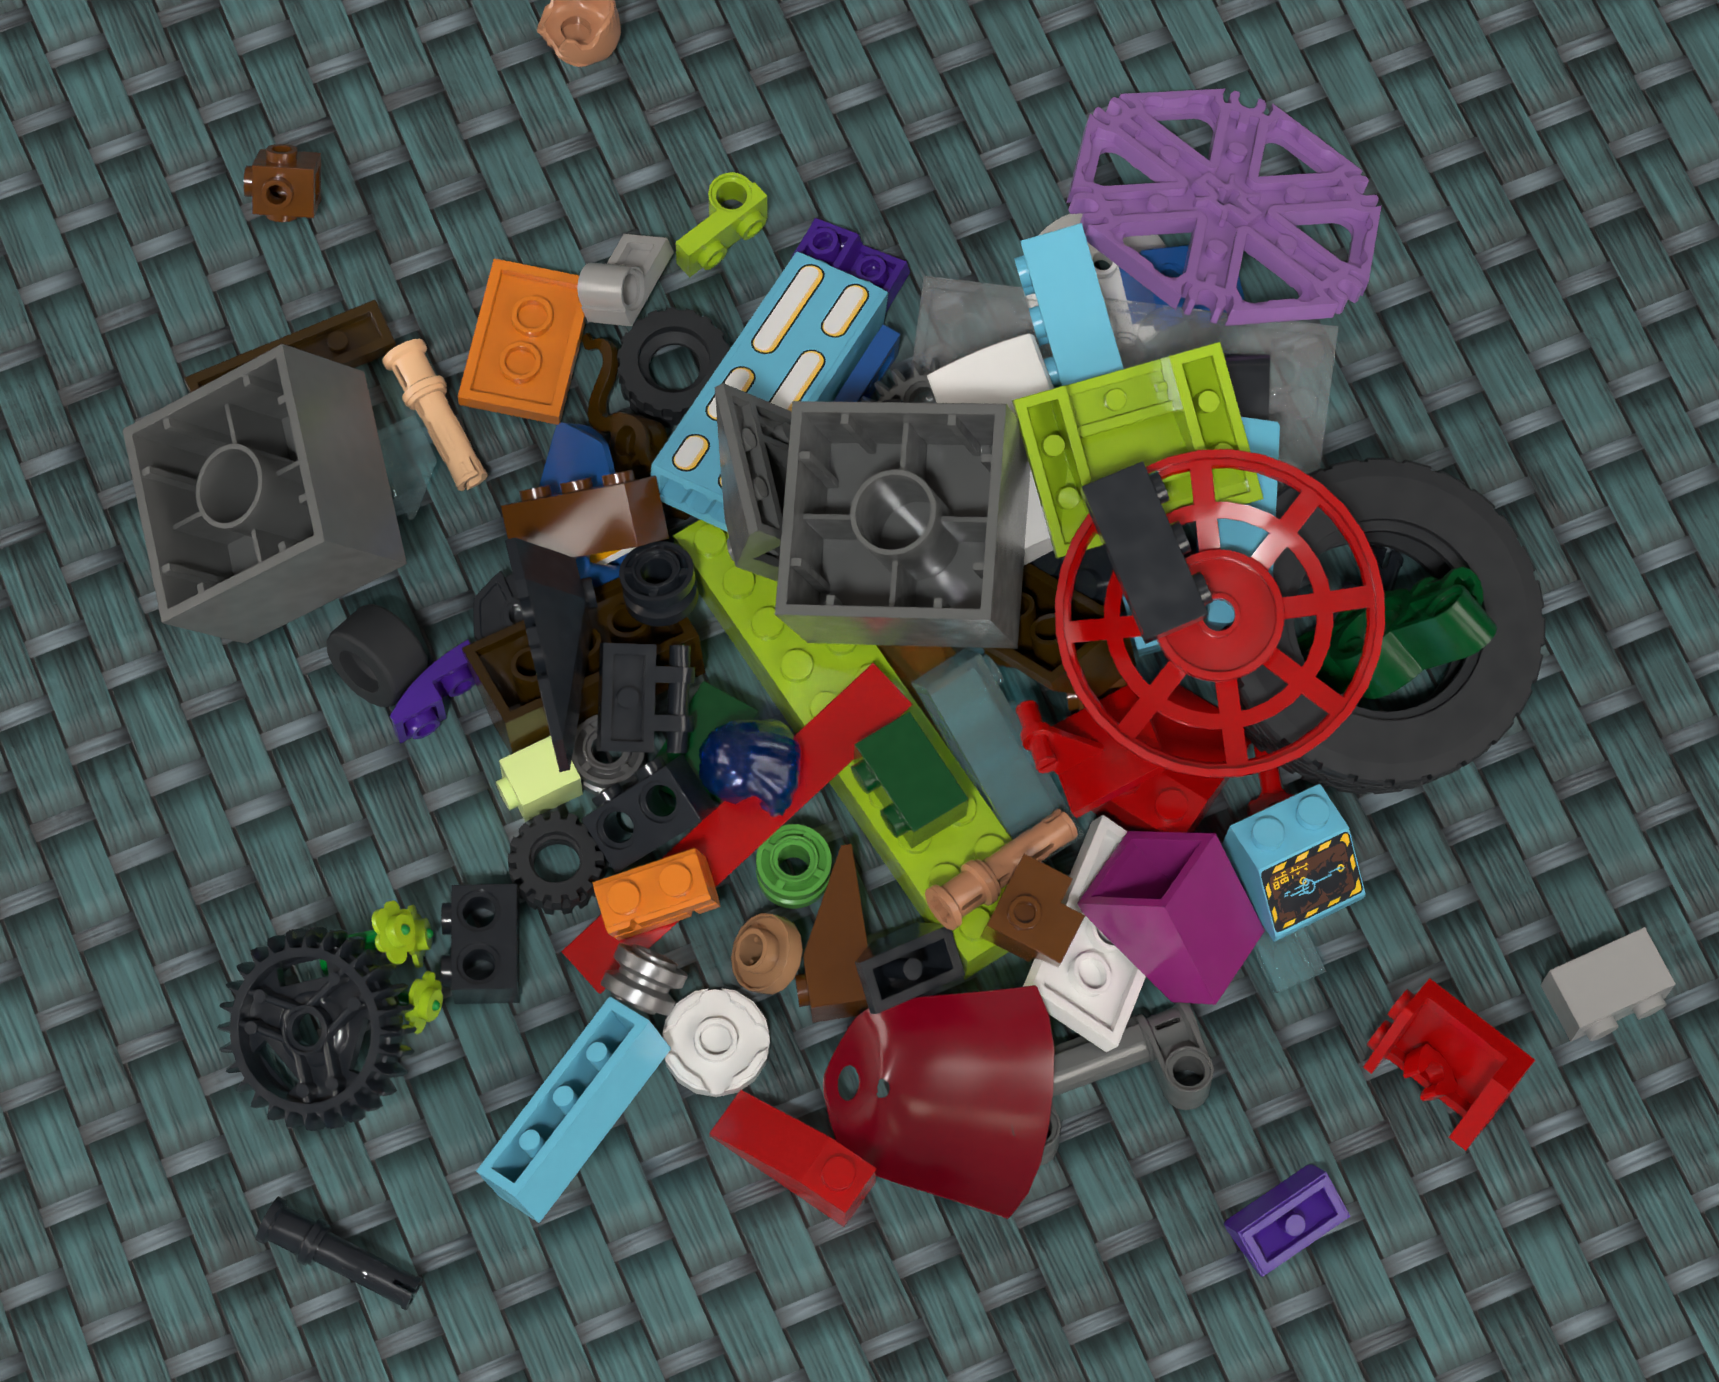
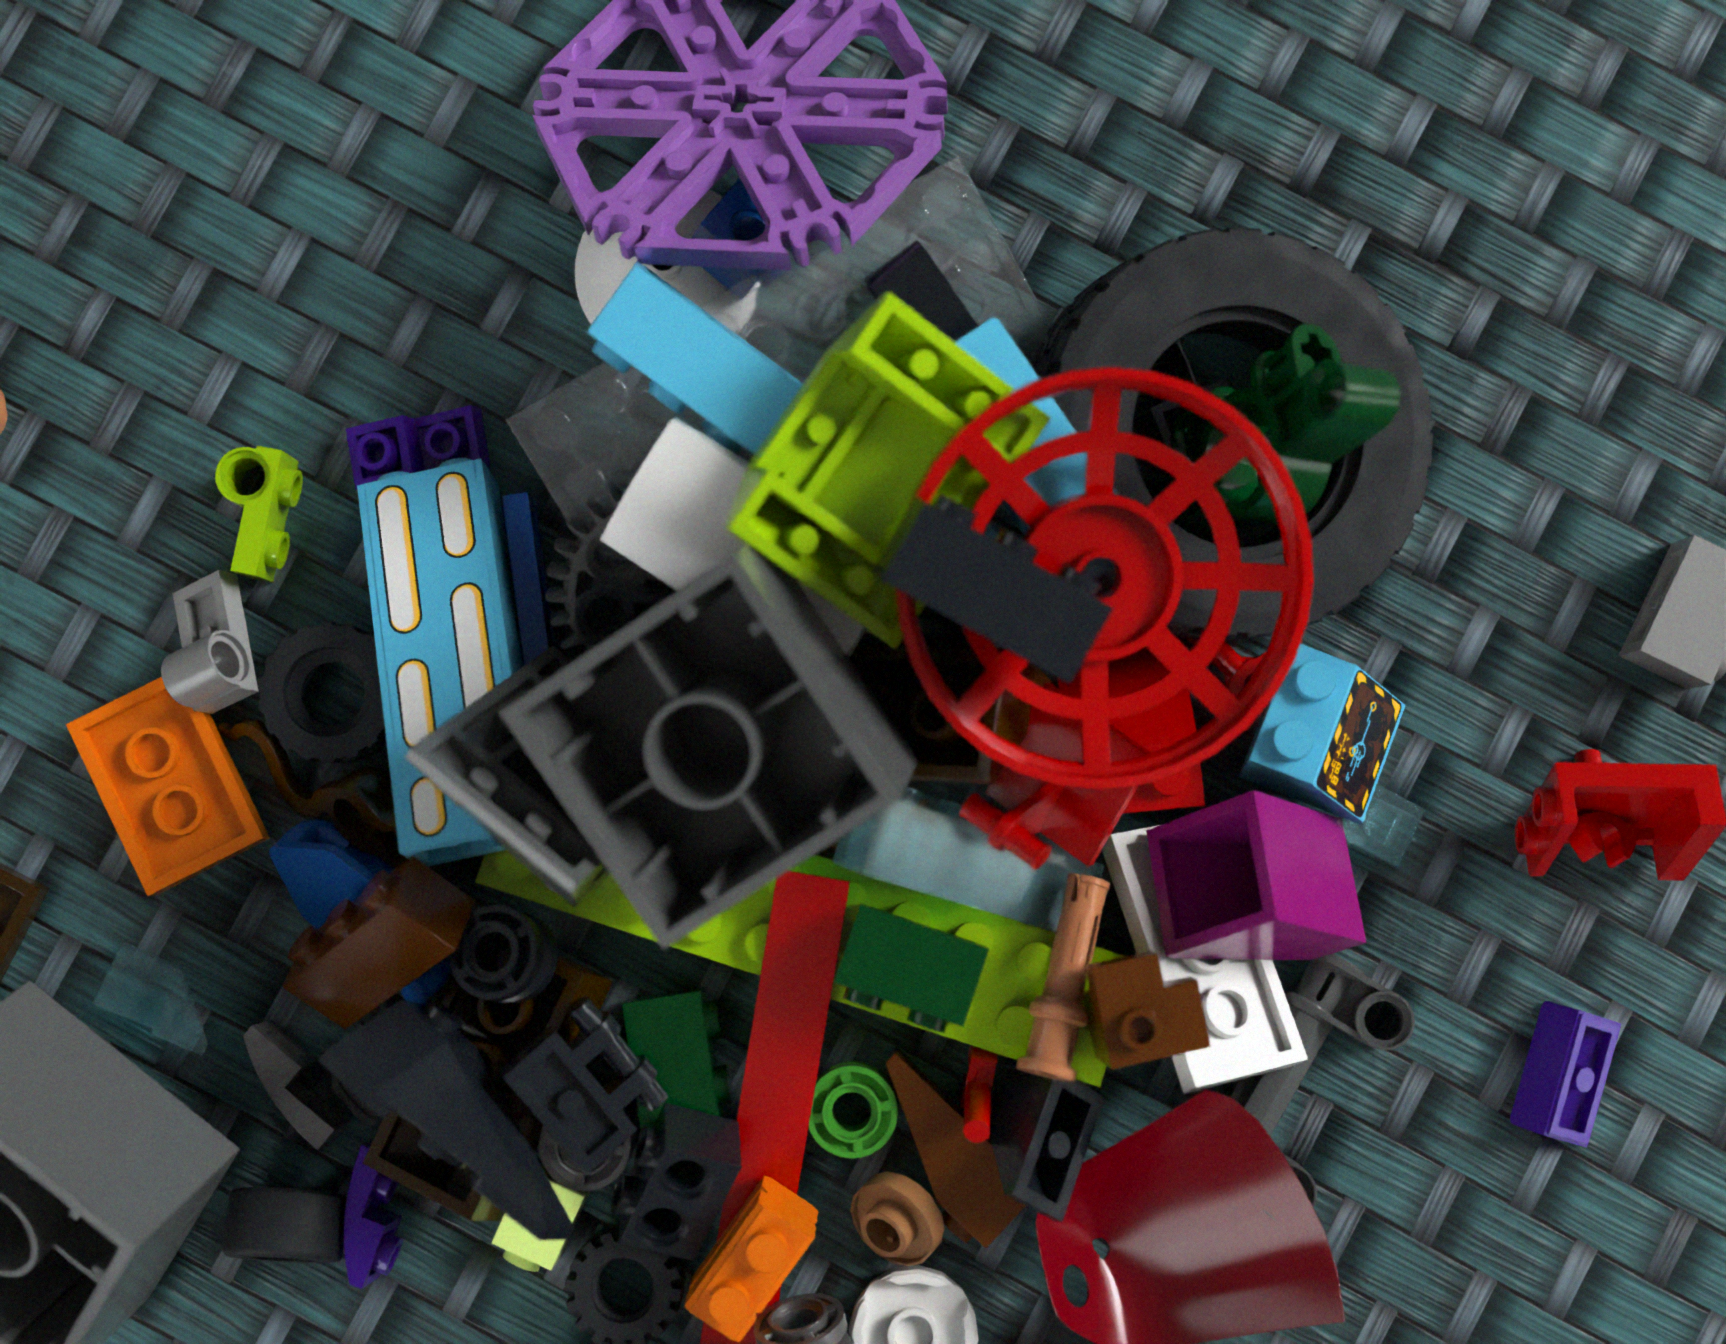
camera: 30 degrees left, 15 degrees up
(426, 395) = (116, 915): light nougat pin -> none
(452, 570) = (281, 1068): none -> flat silver slope
(750, 761) = (741, 1063): clear blue hair -> none
(881, 915) = (976, 1093): none -> red bar

